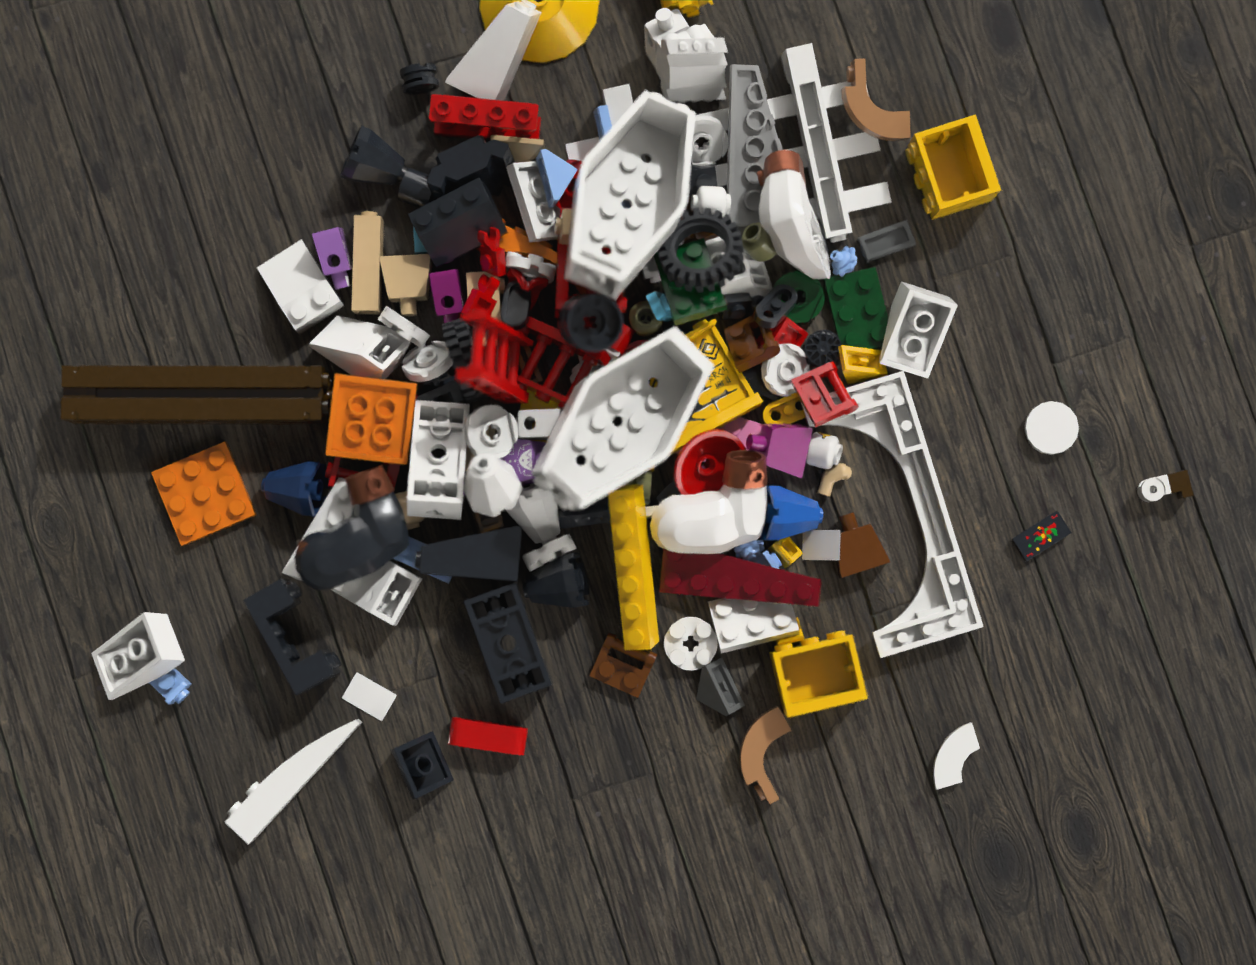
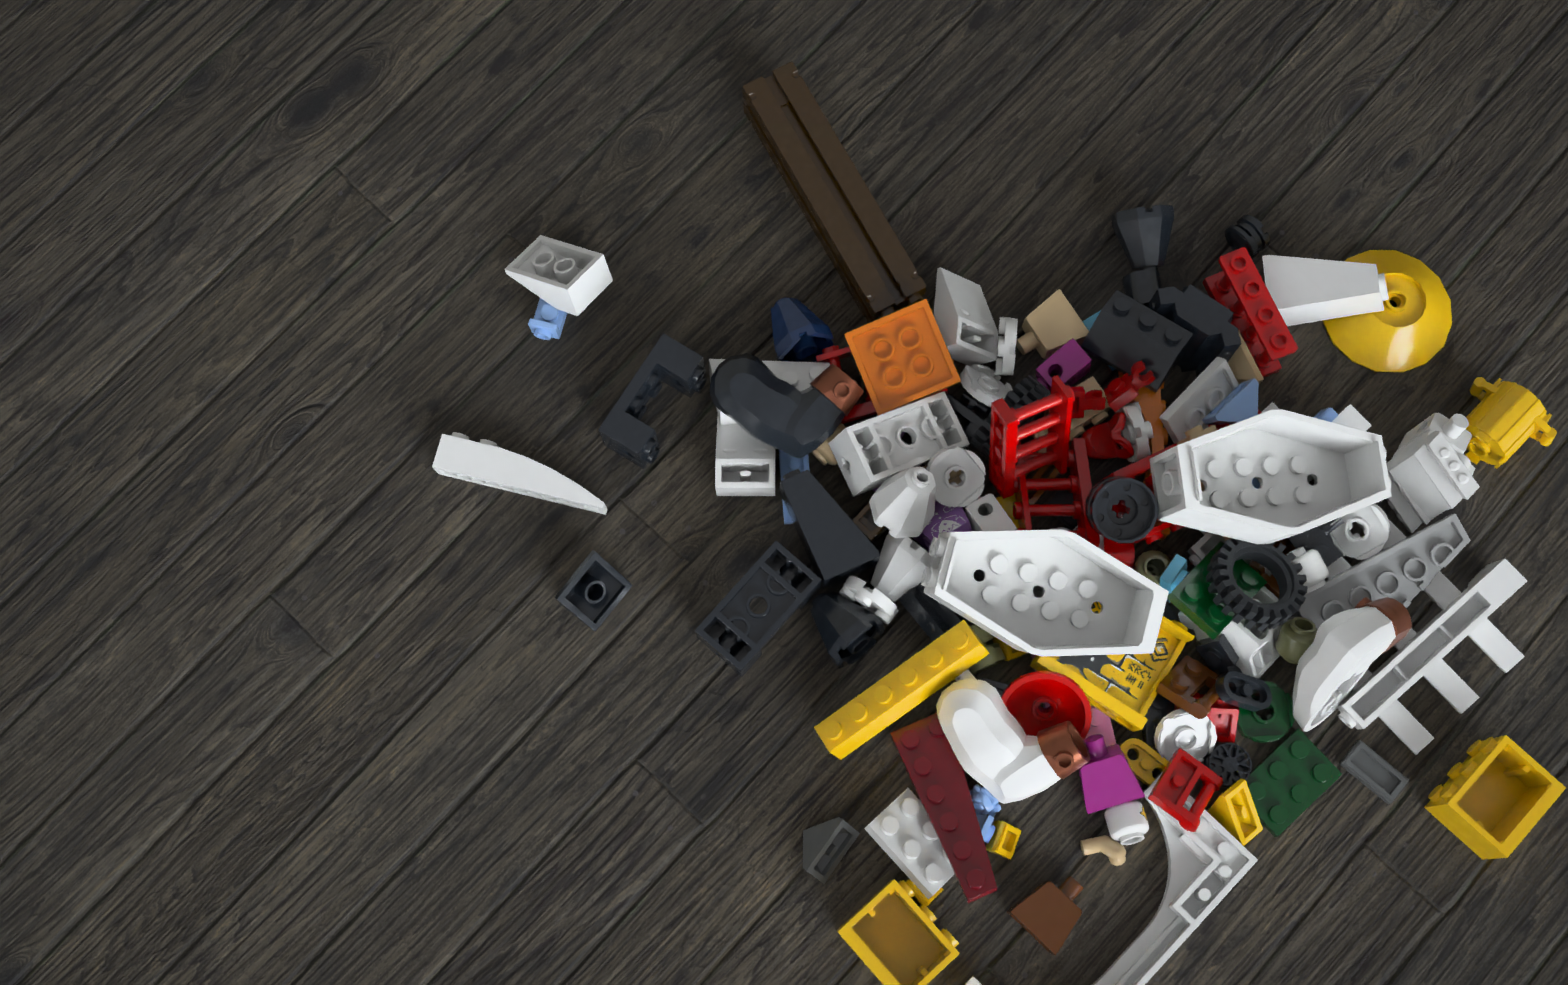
camera: 65 degrees right, 10 degrees down
(204, 493) = (744, 255): orange plate -> none
(300, 287) = (985, 238): white slope -> none
(332, 243) = (1044, 239): medium lavender torso -> none
(366, 263) = (1035, 287): tan brick -> none
(369, 696) = (634, 508): white sticker -> none
(487, 736) = (655, 640): red beam -> none
(515, 306) = (1090, 438): black tile -> none
(618, 673) = (786, 737): reddish brown plate -> none
(701, 654) = (861, 776): white plate -> none
(754, 744) = (792, 914): medium nougat arch -> none
(789, 514) = (1043, 821): blue cone -> none
(821, 545) = (1031, 872): white sticker -> none
(843, 261) = (1328, 738): light blue plant -> none
(865, 114) = (1490, 680): medium nougat arch -> none
(916, 329) = (1306, 851): white slope -> none

